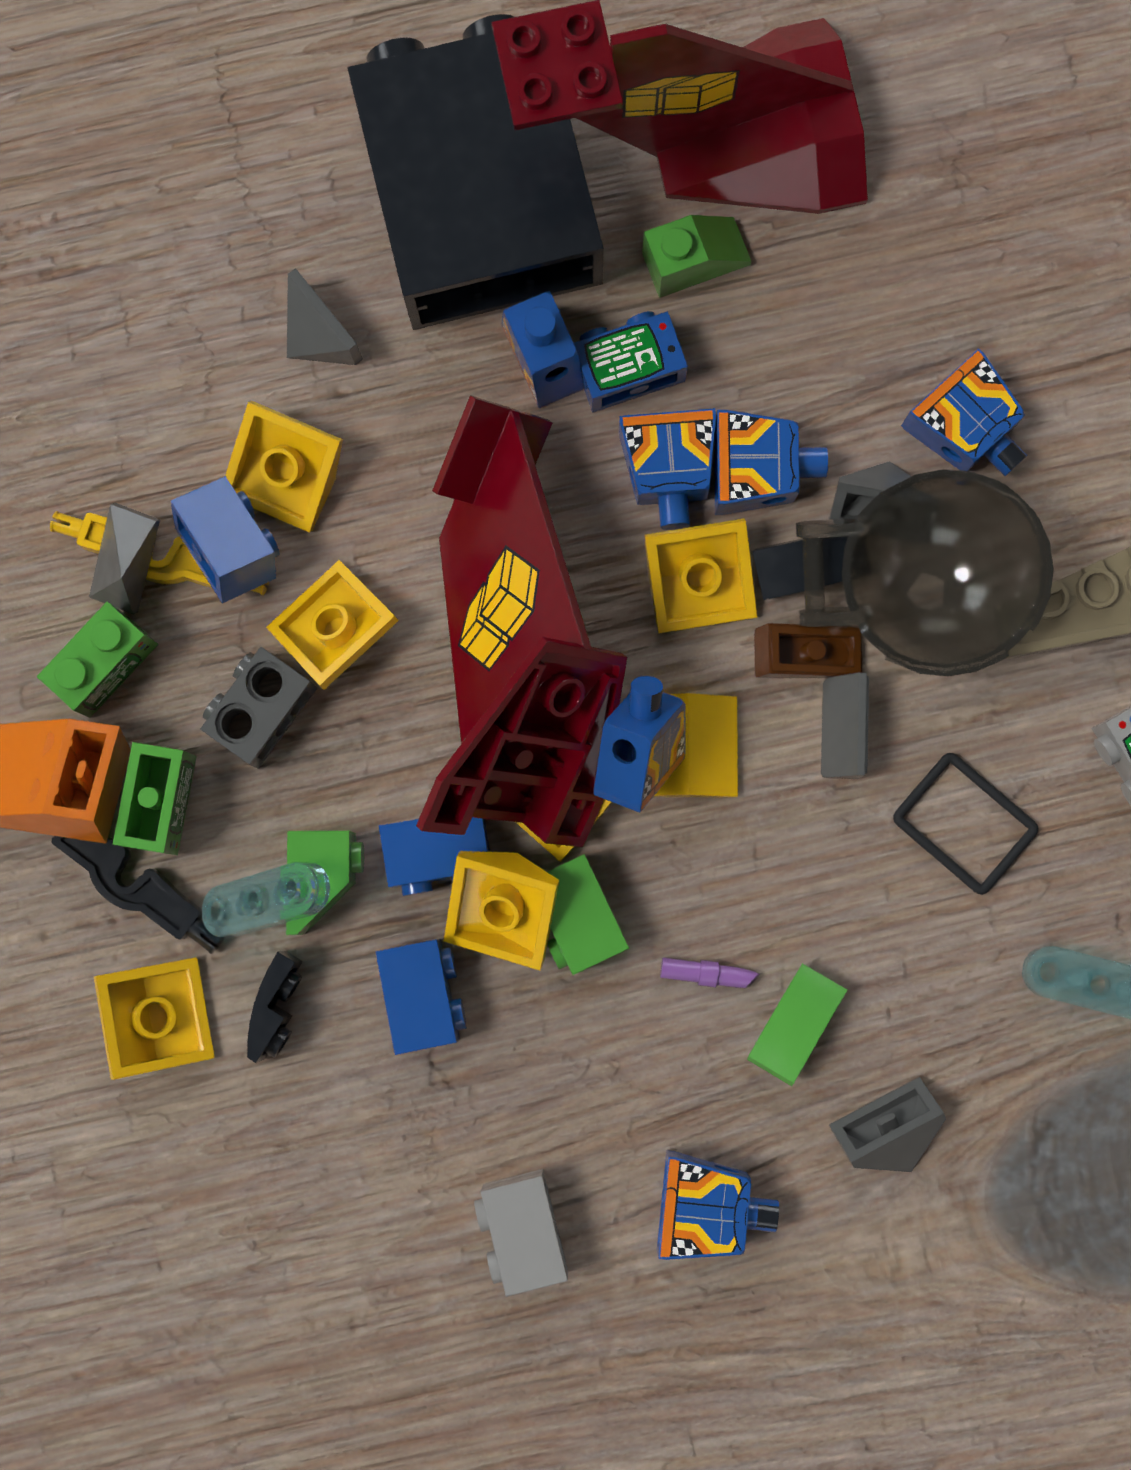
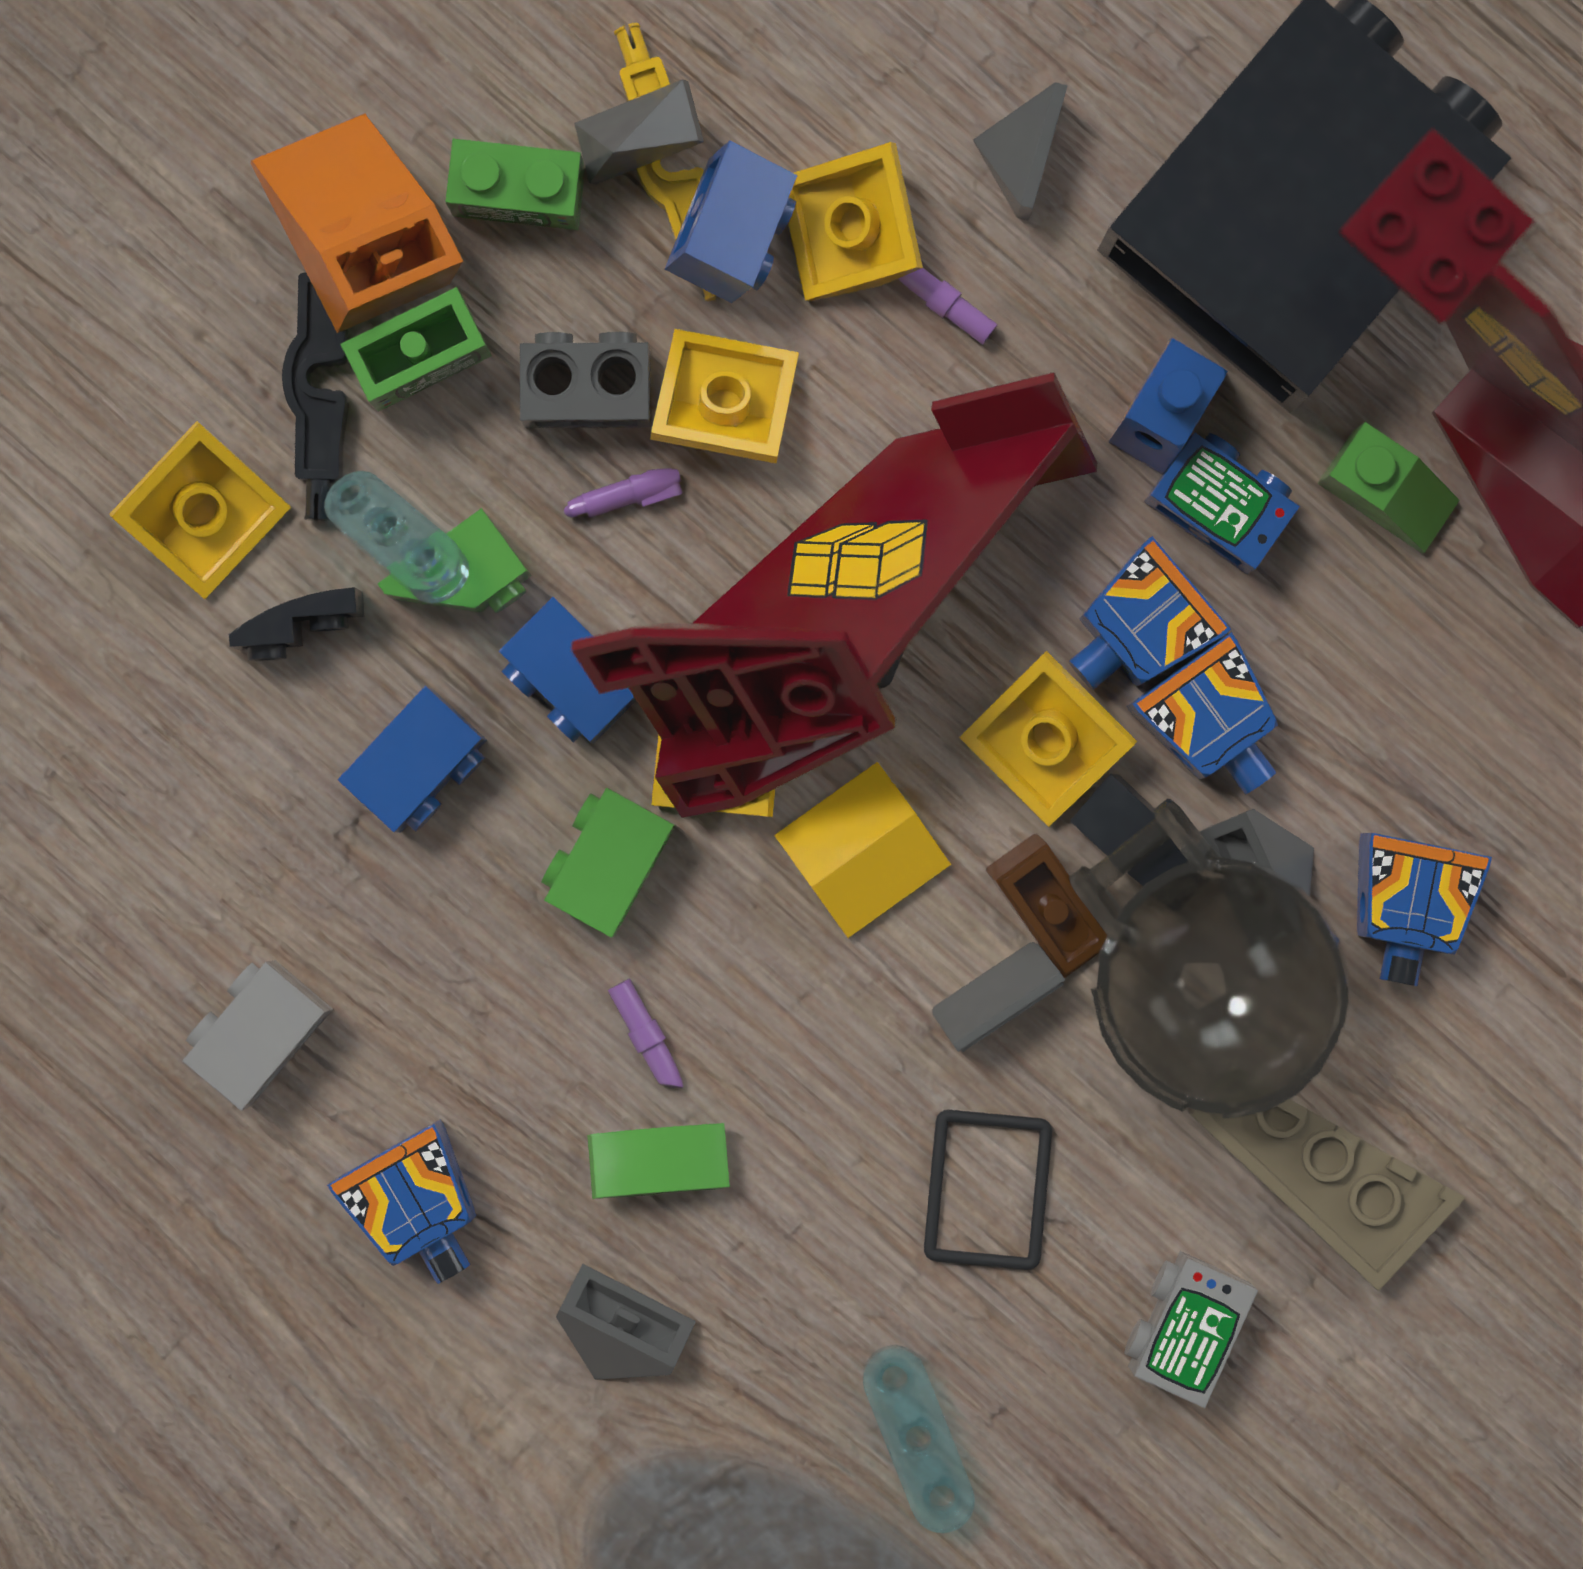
camera: 45 degrees right, 5 degrees up
(352, 721) = (640, 489): none -> medium lavender piece
(376, 444) = (948, 303): none -> medium lavender piece
(501, 907) = (560, 779): yellow slope -> none
(640, 745) = (838, 802): blue torso -> none

